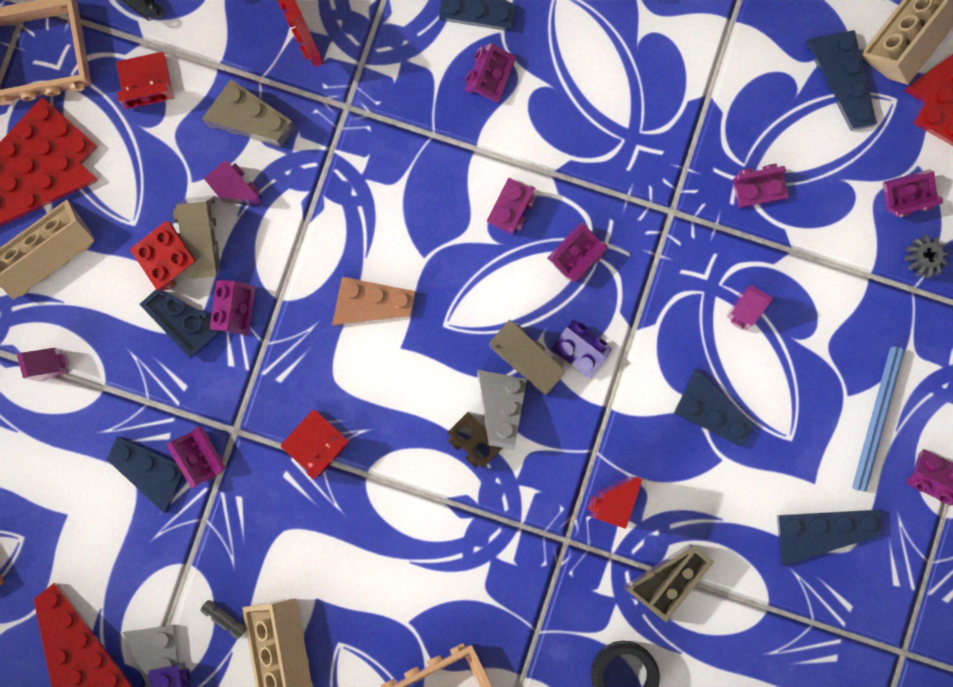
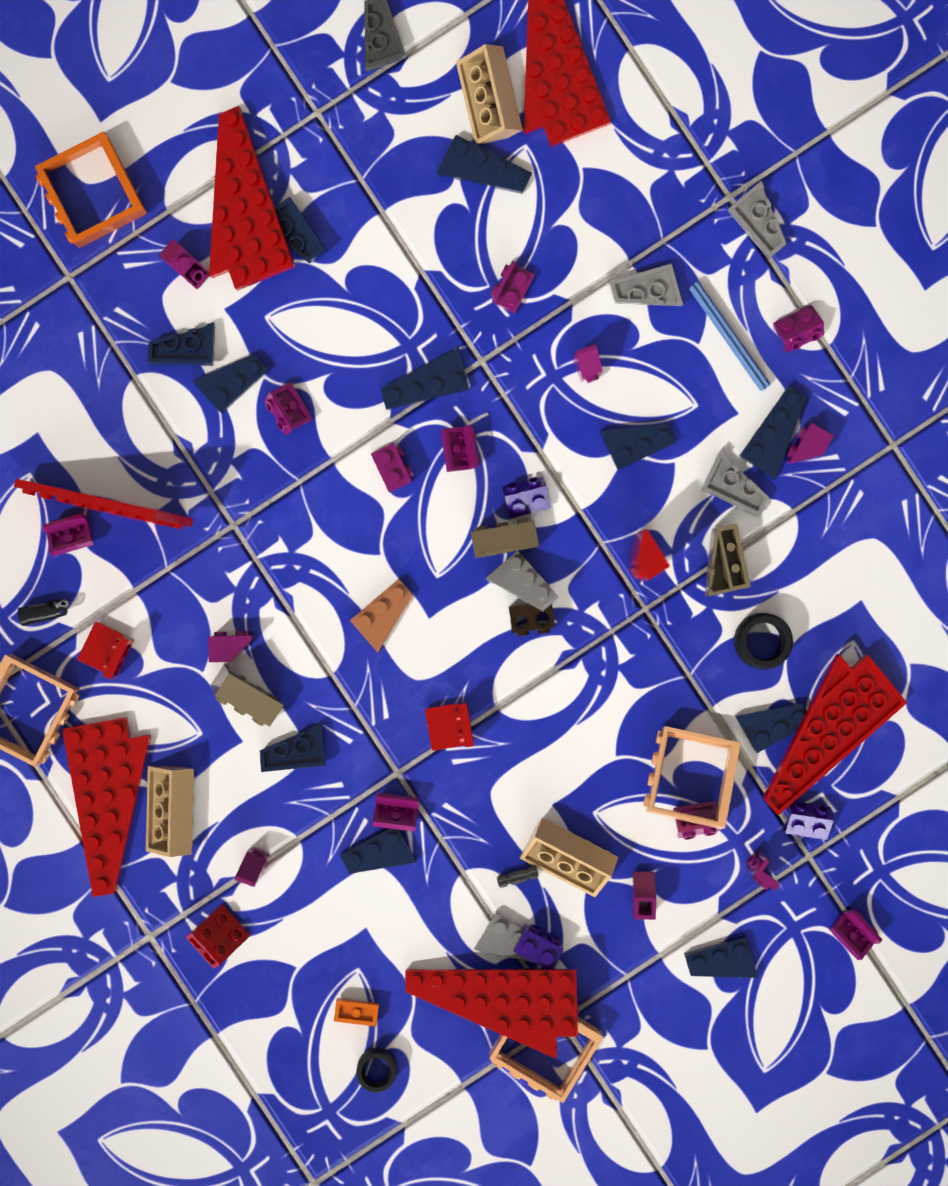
camera: 55 degrees left, 5 degrees up
(163, 256) = (242, 730): red bracket -> none
(232, 307) = (312, 710): magenta bracket -> none
(247, 115) = (187, 598): dark tan wedge -> none
(616, 180) = (431, 381): none -> dark blue wing
(744, 533) = (733, 487): none -> light grey wing
(842, 574) = (811, 443): none -> magenta slope
(860, 308) = (648, 288): none -> light grey wing
(911, 193) = (598, 189): magenta bracket -> none
(931, 249) = (642, 209): dark grey gear -> none

